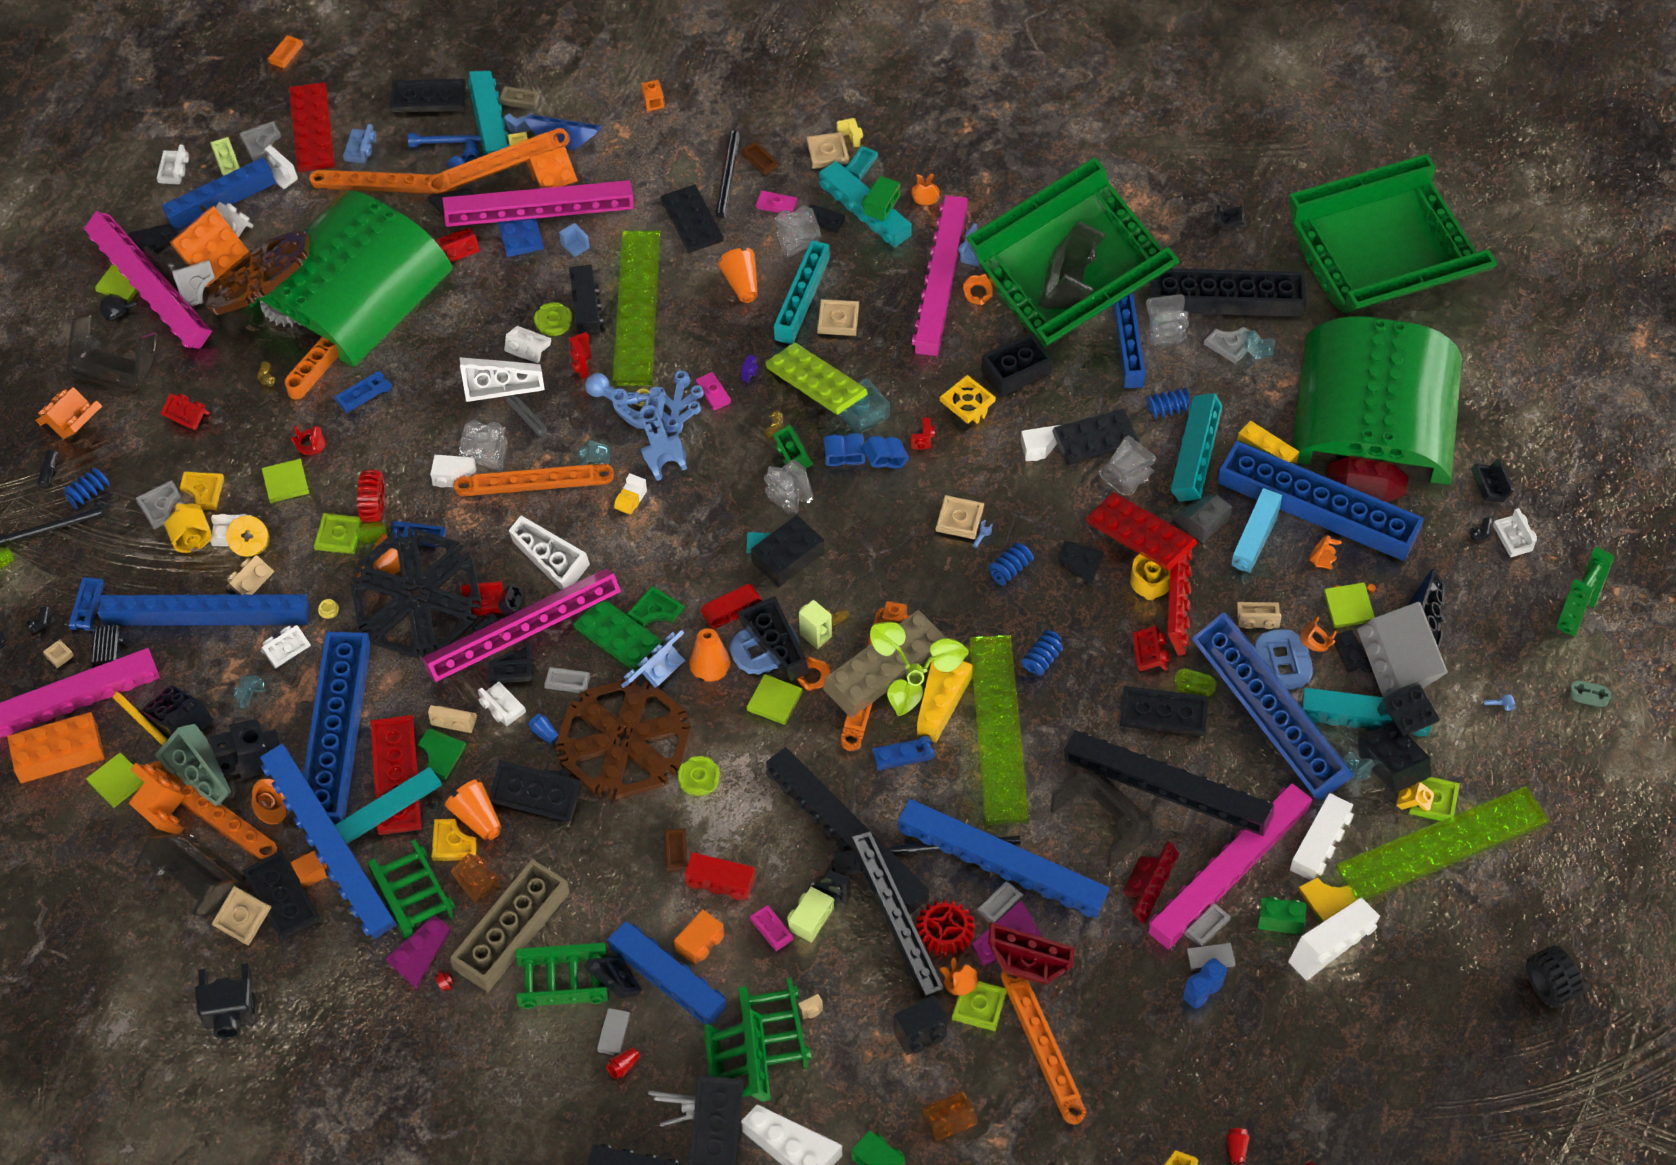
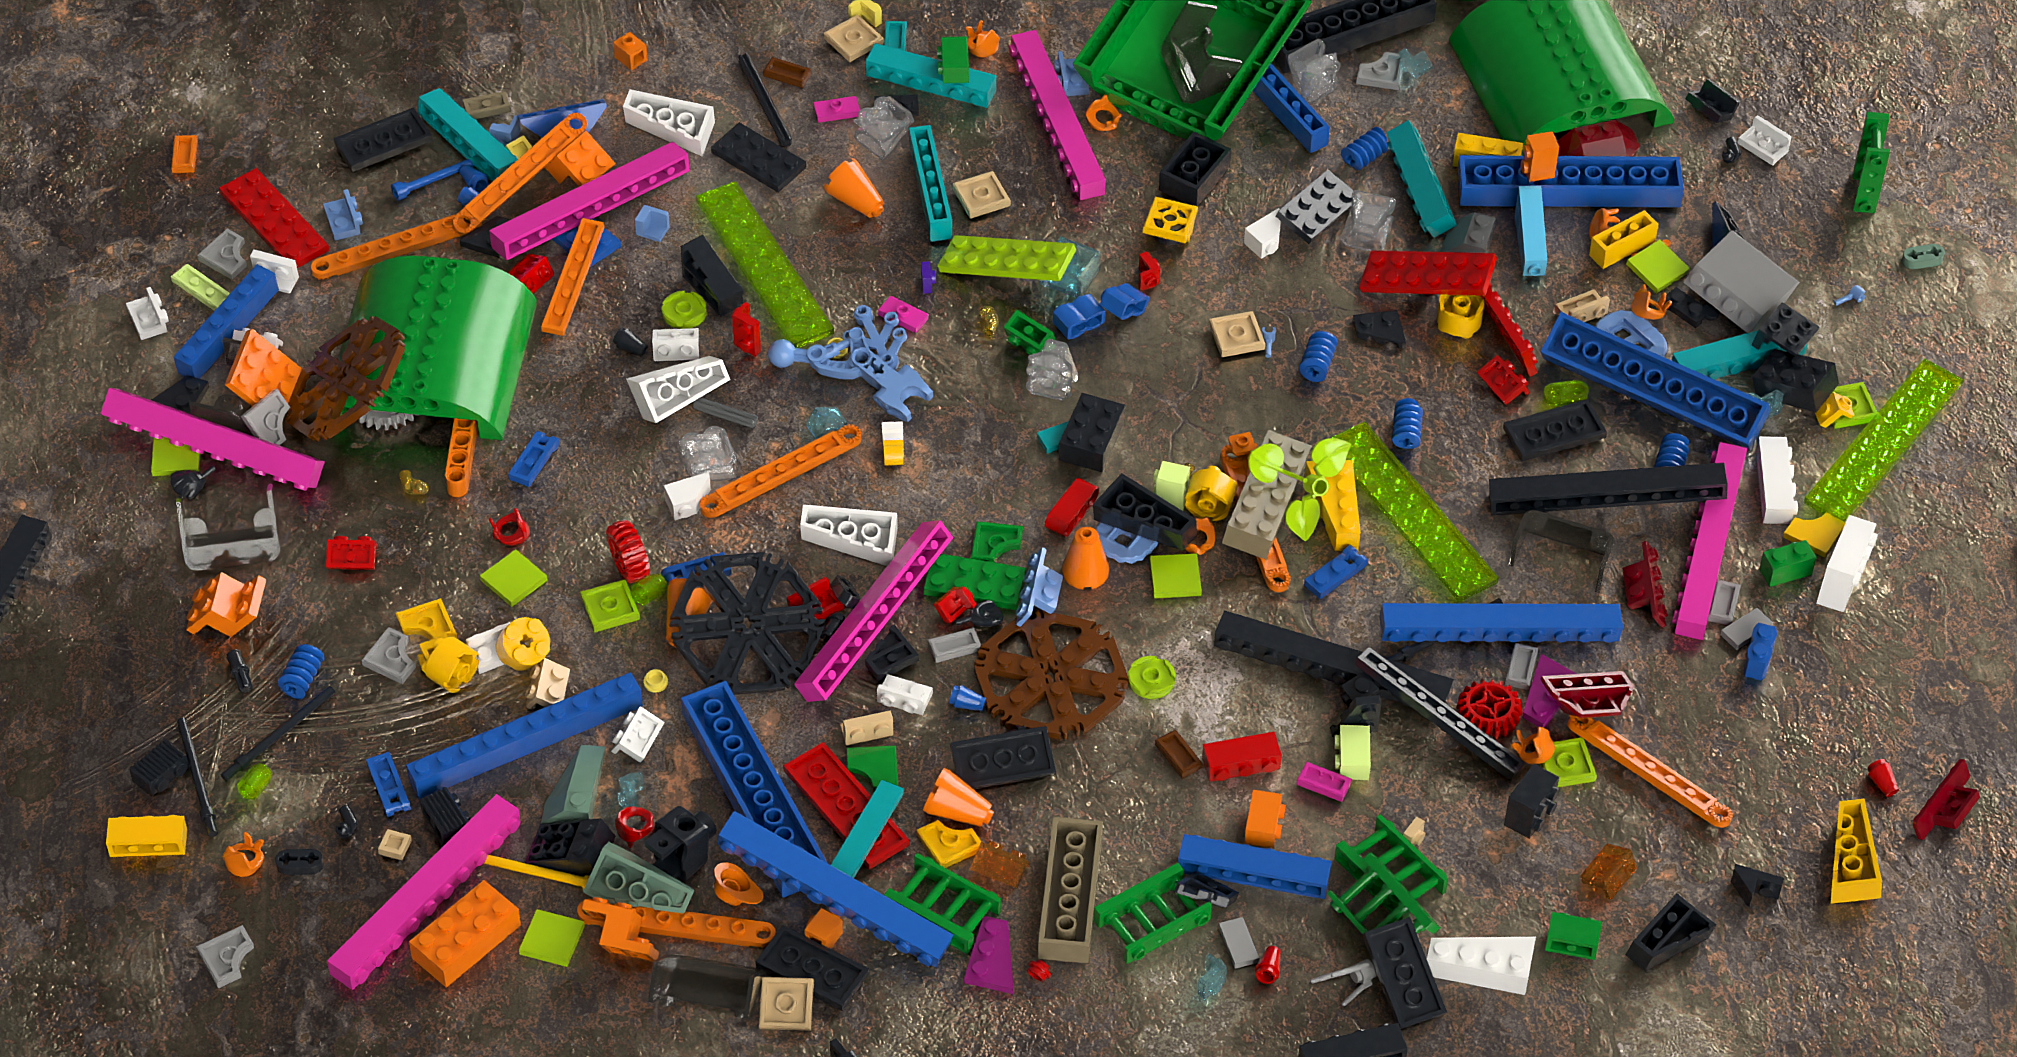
camera: 30 degrees left, 5 degrees down
(214, 671) = (577, 788): none -> sand green wedge
(224, 708) = (629, 834): none -> red piece
(485, 259) = (572, 277): none -> orange plate
(494, 329) = (629, 342): none -> black cone
(570, 1054) = (1214, 978): none -> clear light blue bracket
(586, 646) = (954, 603): none -> red bracket
(604, 665) = (983, 615): none -> black piece
(644, 163) = (671, 119): none -> white wedge
(841, 642) = (1210, 493): none -> yellow brick
(1246, 775) = (1672, 450): none -> blue piece
(1294, 469) = (1540, 156): none -> orange brick
(1331, 570) = (1623, 239): none -> yellow brick

